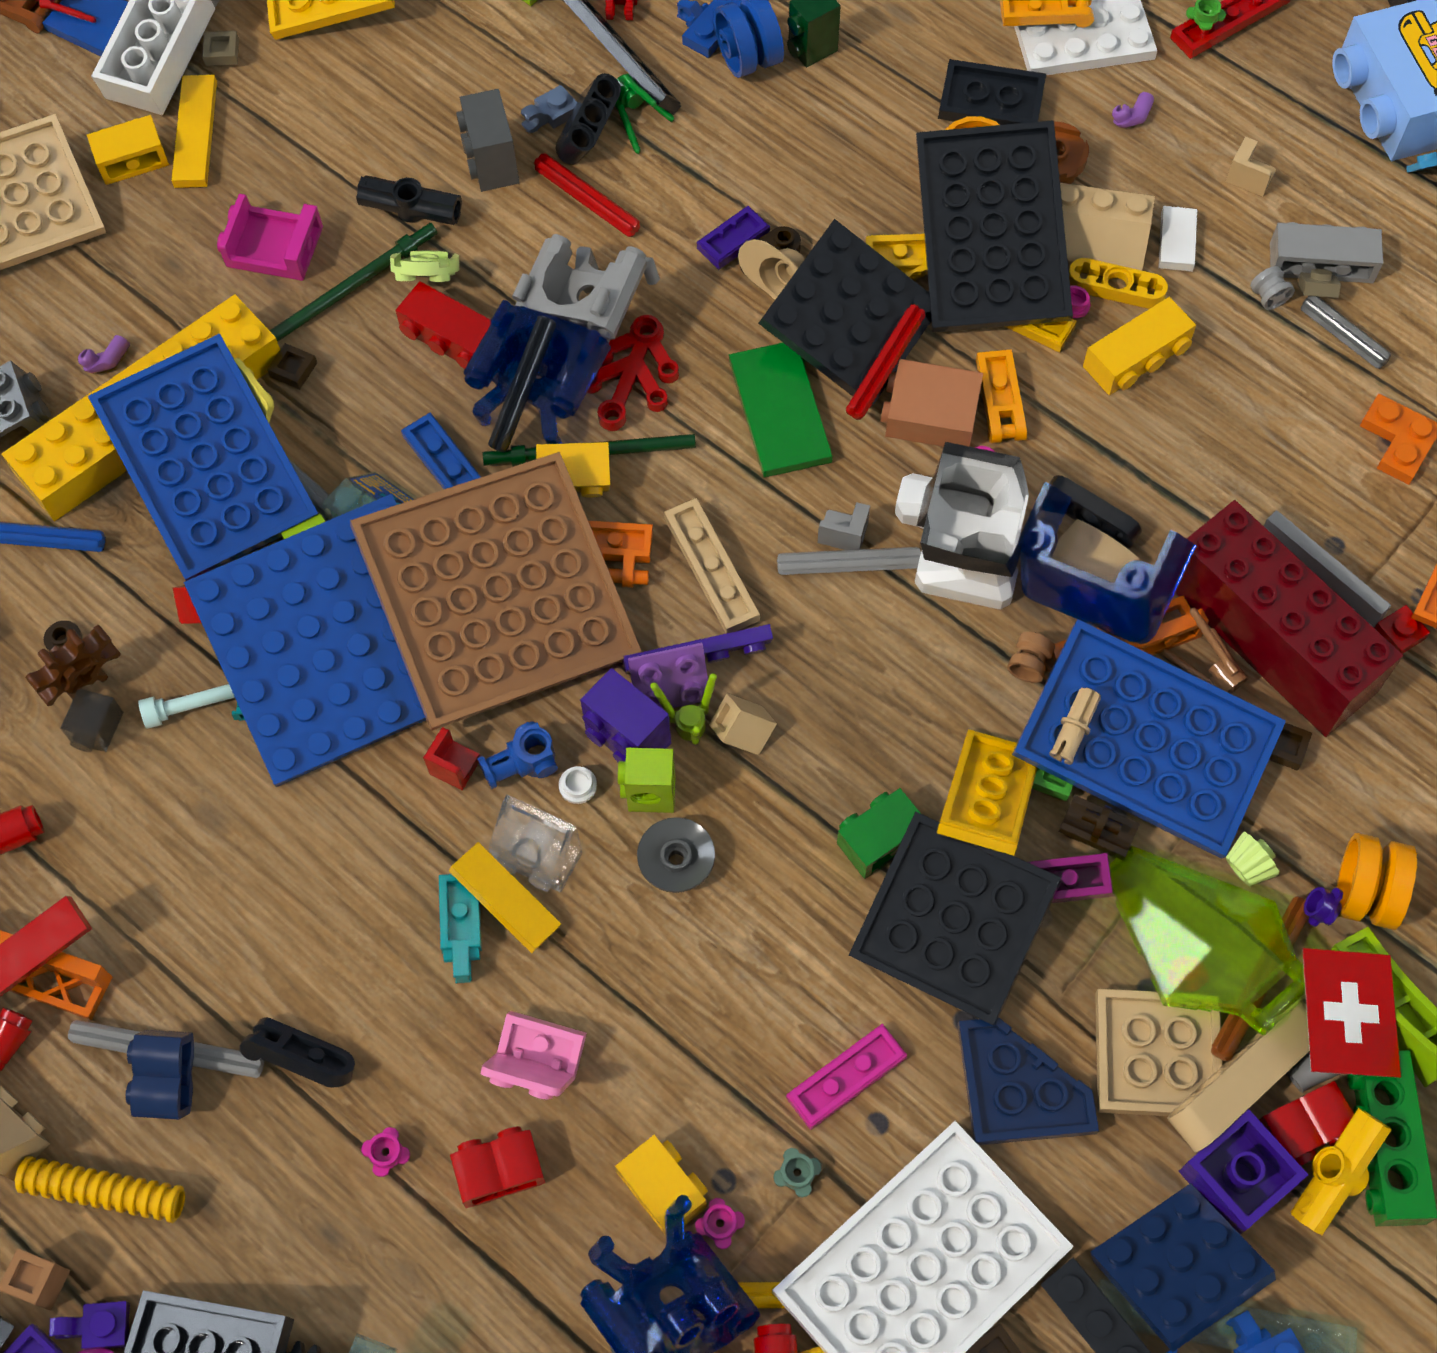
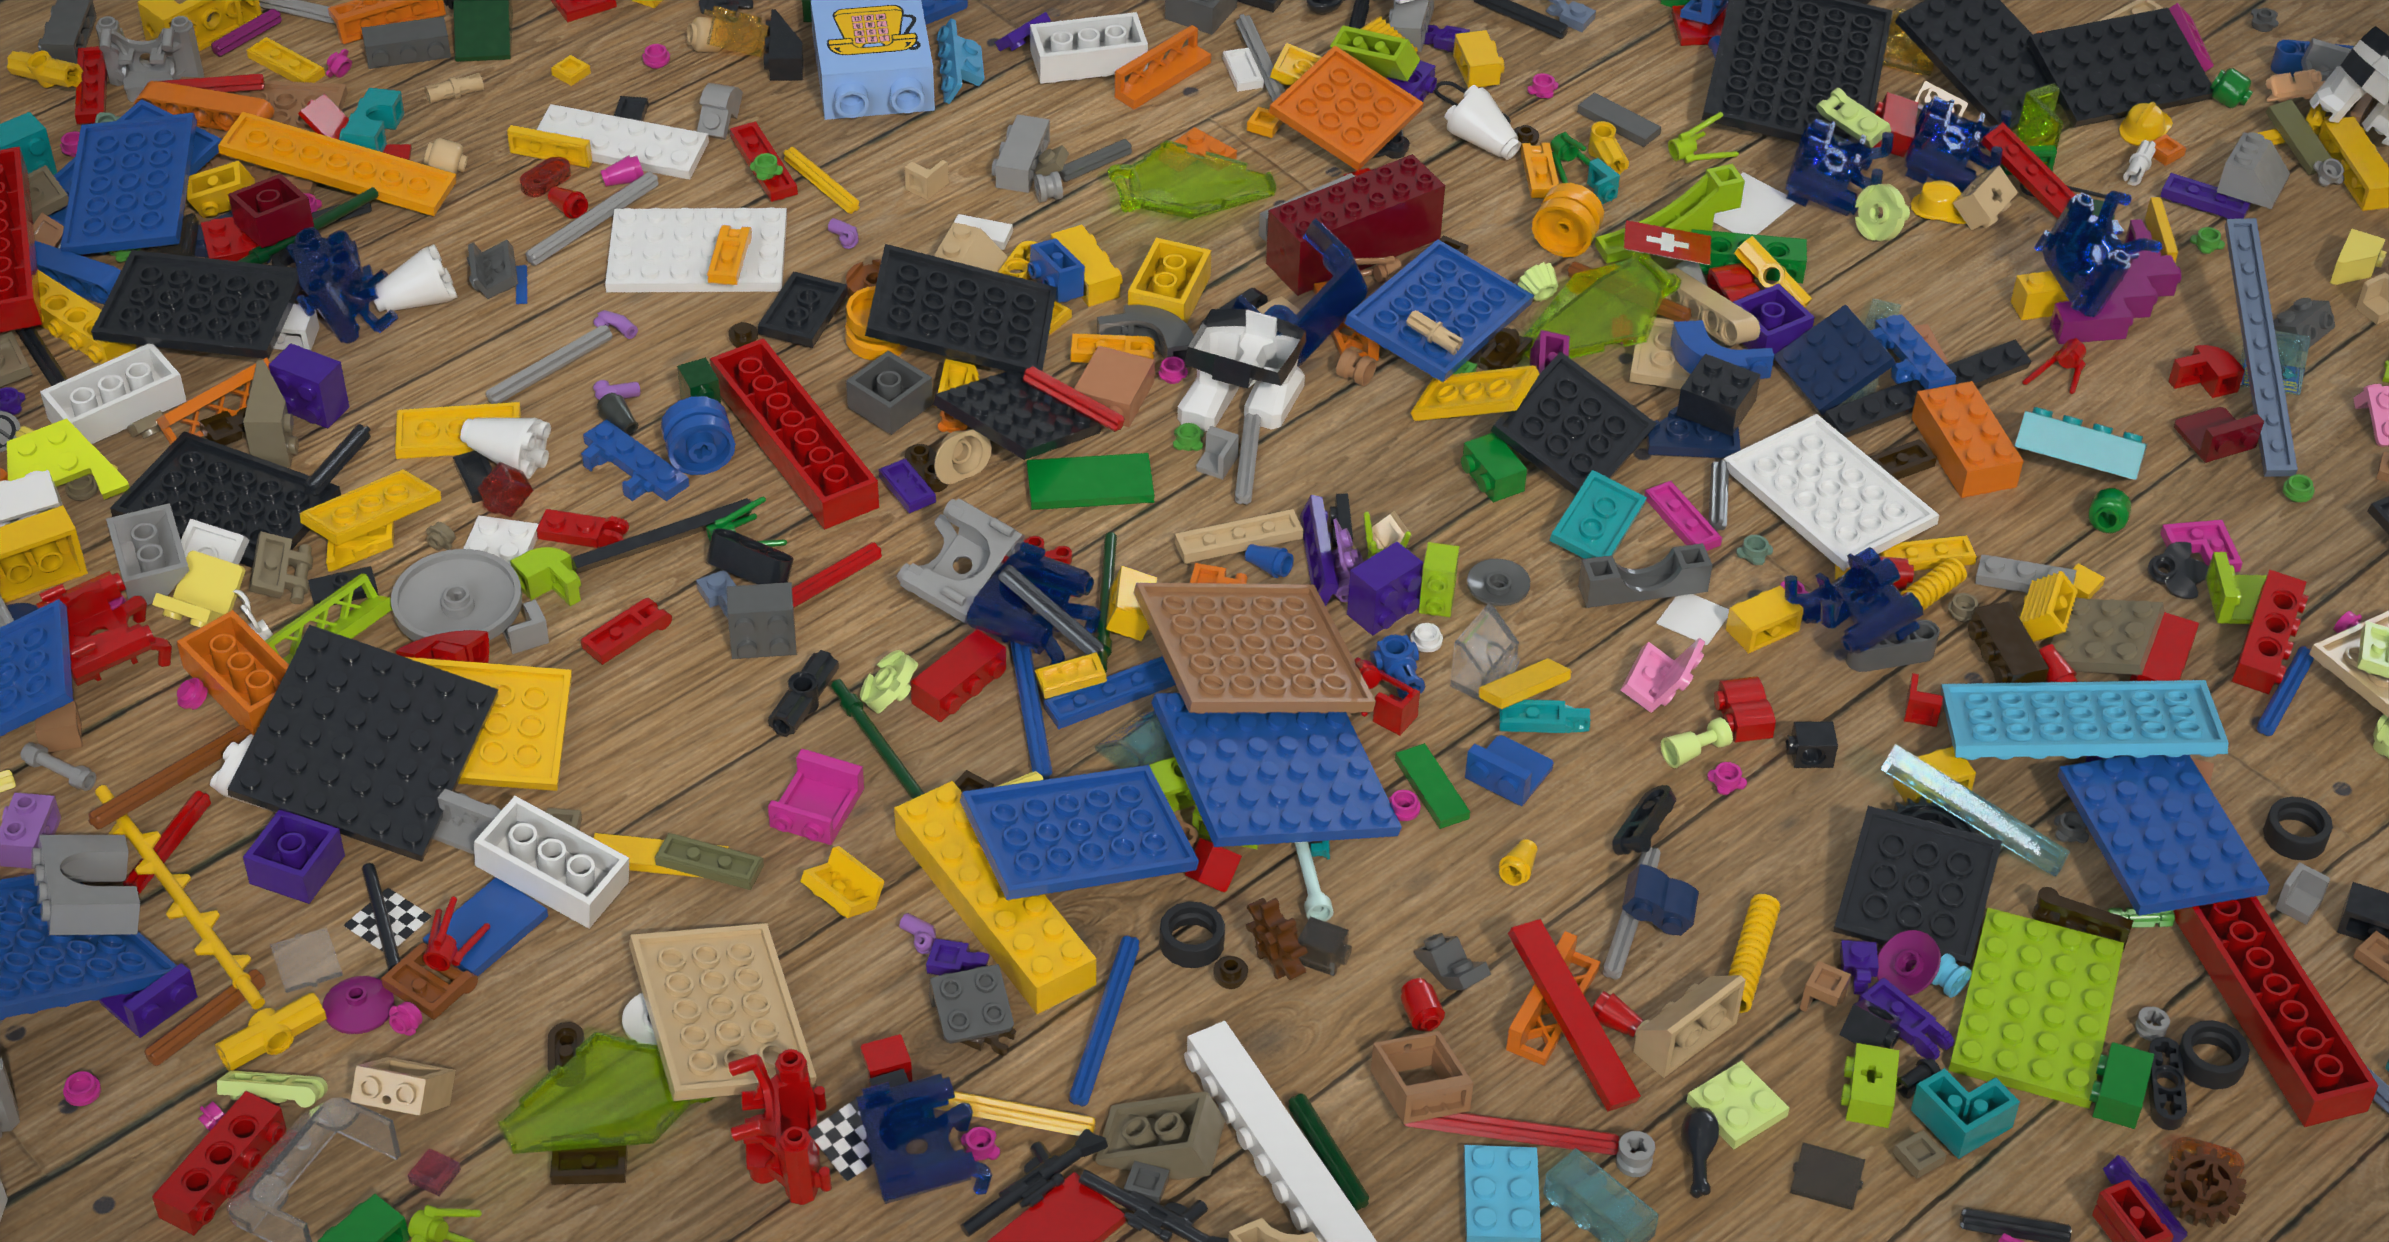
camera: 85 degrees left, 20 degrees down
(67, 385) = (953, 957): none -> dark purple plate
(83, 854) = (1449, 963): none -> dark grey slope
(101, 571) = (1188, 954): none -> black tyre
(127, 149) = (672, 898): yellow brick -> none
(153, 278) = (844, 883): none -> yellow bracket
(177, 166) = (709, 861): none -> olive tile
(228, 915) = (1518, 863): none -> yellow cone
(305, 776) = (1405, 805): none -> dark pink plate
(346, 813) = (1432, 786): none -> green tile
(369, 891) = (1507, 768): none -> blue bracket
(401, 408) = (1031, 710): none -> blue axle
(426, 1097) = (1687, 745): none -> yellowish green piece
(443, 1255) = (1812, 744): none -> black brick
(459, 428) = (1070, 675): none -> yellow plate
(483, 44) = (625, 630): none -> red plate
(498, 722) = (1373, 676): none -> red plant
(671, 1101) = (1694, 617): none -> white sticker
(676, 604) = (1272, 560): none -> blue cone
(704, 1027) = (1680, 573): none -> dark grey arch
(745, 672) = (1341, 512): none -> black plate
(780, 118) = (795, 434): none -> red brick
(804, 964) = (1598, 517): none -> teal plate
(863, 190) = (889, 392): none -> dark grey brick
(873, 486) = (1188, 437): none -> bright green plate
(892, 1120) = (1718, 495): none -> dark grey axle
(939, 52) = (742, 334): none -> dark brown plate
(1049, 415) = (1167, 330): none -> dark grey arch
(1057, 1100) = (1718, 394): none -> black brick
(1108, 310) = (1057, 267): none -> blue brick
(1120, 432) = (1172, 278): none -> yellow brick
(1143, 1066) = (1692, 342): none -> blue arch
(1219, 74) = (821, 180): none -> yellow axle
(1322, 433) = (1188, 183): none -> clear neon green windscreen
(1323, 906) = (1574, 254): dark purple plate -> none

